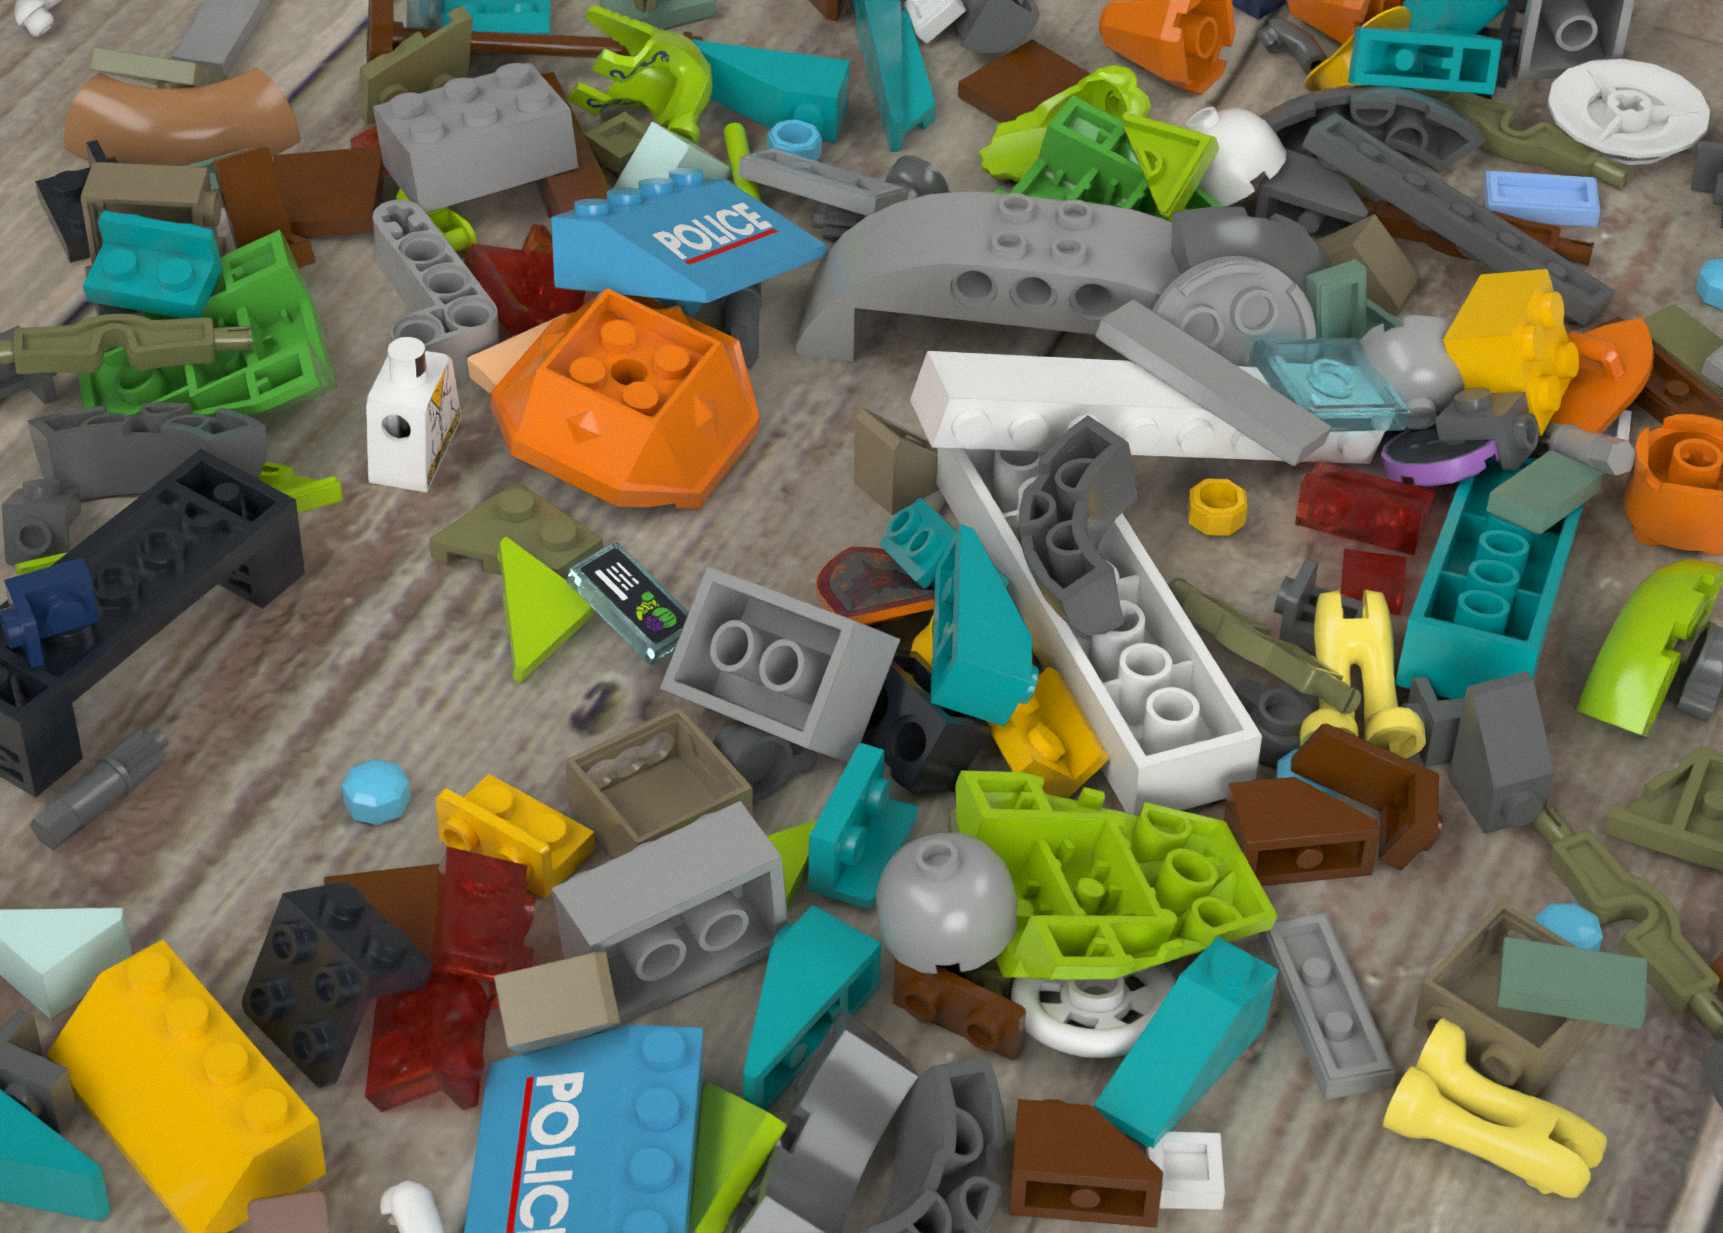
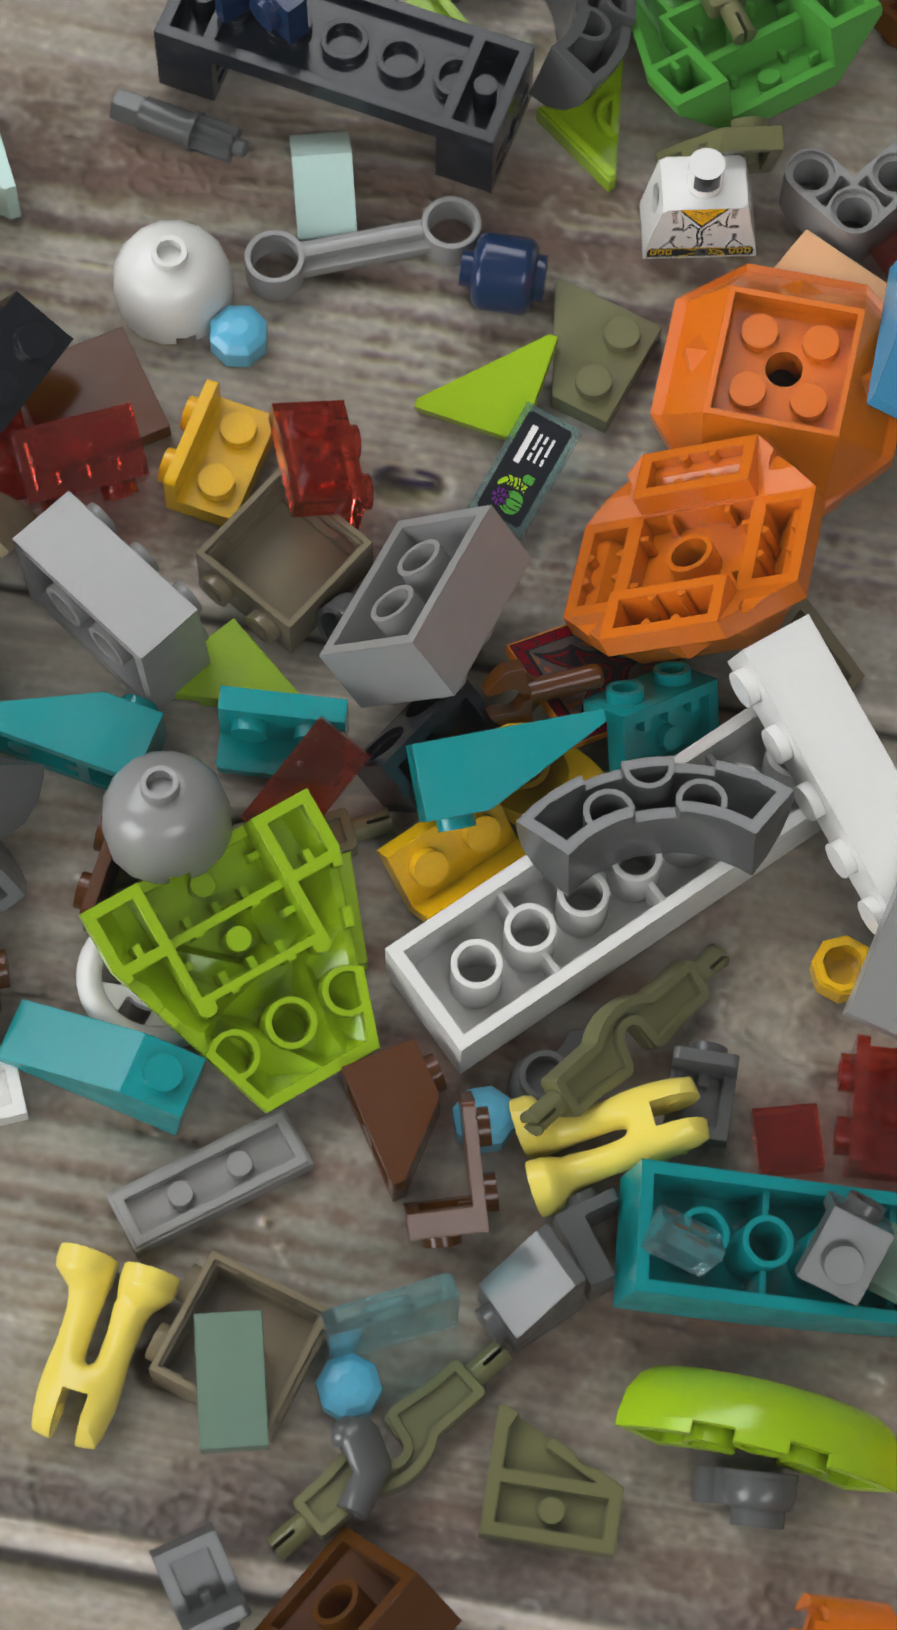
camera: 75 degrees right, 25 degrees up
(232, 686) = (323, 185): none -> light aqua slope
(287, 826) = (171, 281): none -> white cylinder
(321, 677) = (360, 248): none -> light grey piece
(358, 378) = (746, 137): none -> olive wing
(410, 569) = (504, 273): none -> dark blue head
(570, 726) = (321, 460): none -> clear red bracket
(799, 462) = (696, 553): none -> orange piece
(894, 606) = (533, 689): none -> reddish brown bar
(920, 785) = (321, 762): none -> clear red tile
(1504, 601) = (683, 1241): none -> clear light blue slope
(1515, 515) = (846, 1246): none -> bracket
(1519, 846) = (391, 1317): none -> clear light blue tile
(1662, 918) = (369, 1463): none -> dark grey arm

